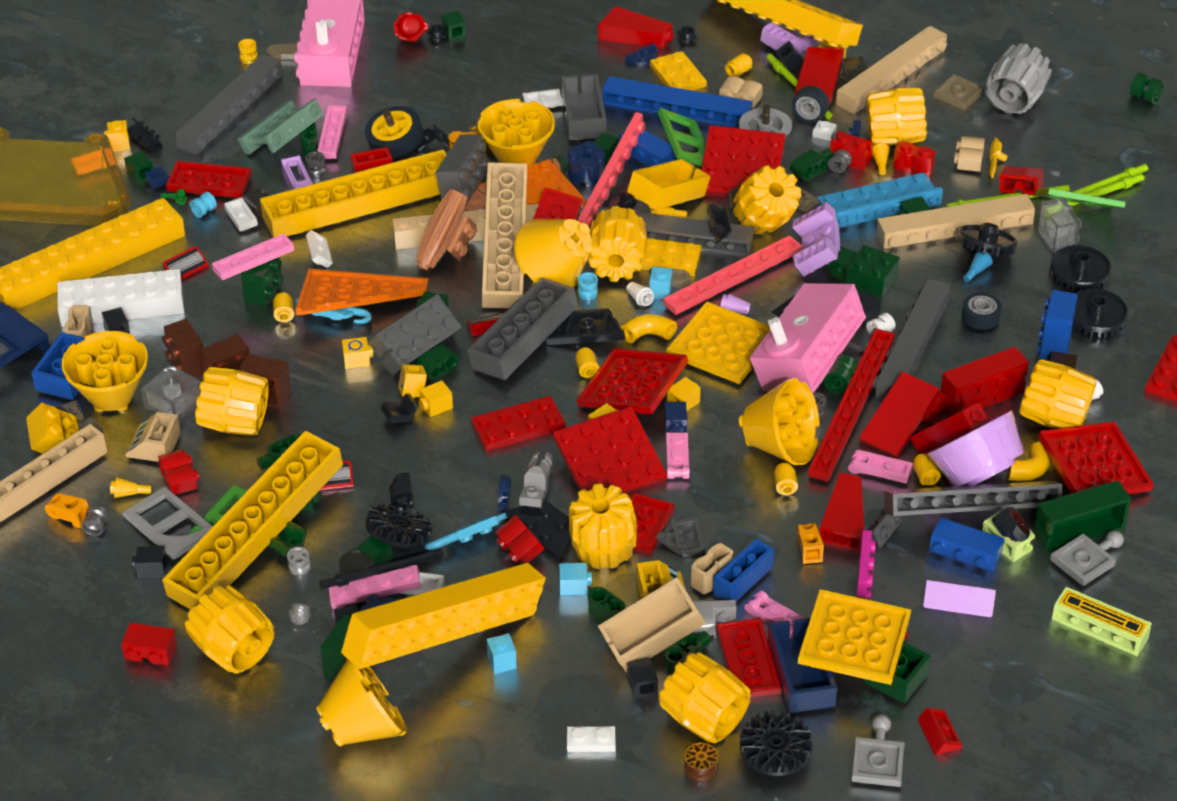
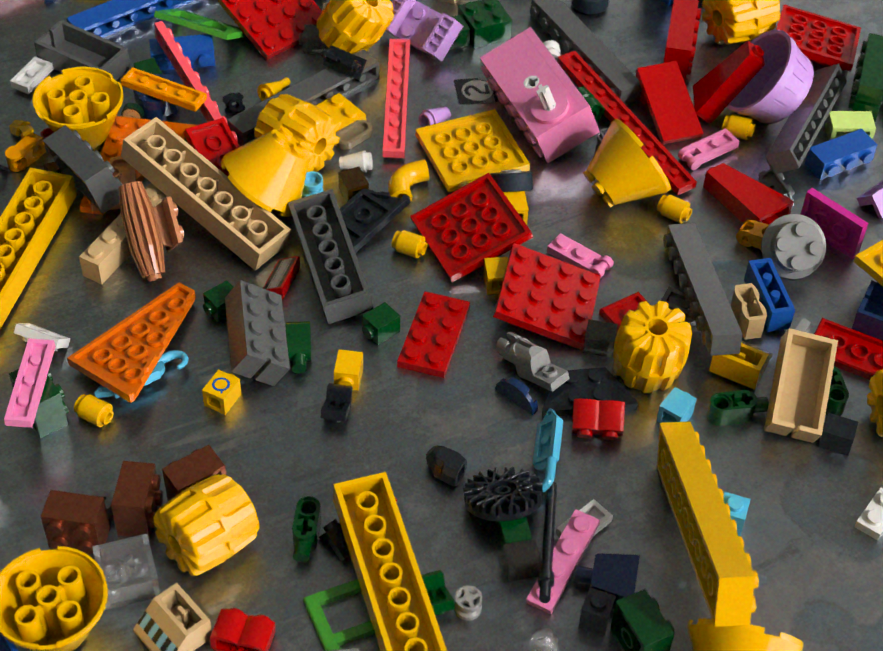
camera: 55 degrees left, 5 degrees up
(412, 380) = (312, 371): yellow brick -> none
(494, 390) = (381, 323): none -> dark green brick
(583, 158) = (163, 89): none -> light orange tile
(614, 300) = (351, 182): none -> dark brown brick
(661, 282) = (362, 138): medium azure brick -> none
(668, 184) = (258, 71): yellow piece -> none
(675, 417) = (542, 229): dark blue brick -> none
(698, 527) = (703, 290): none -> dark grey brick
(705, 376) = (513, 180): none -> black wheel
(772, 610) = (826, 306): bright pink plate -> none
(810, 560) = (794, 245): none -> light grey piece
(1011, 524) = (860, 114): black rock -> none

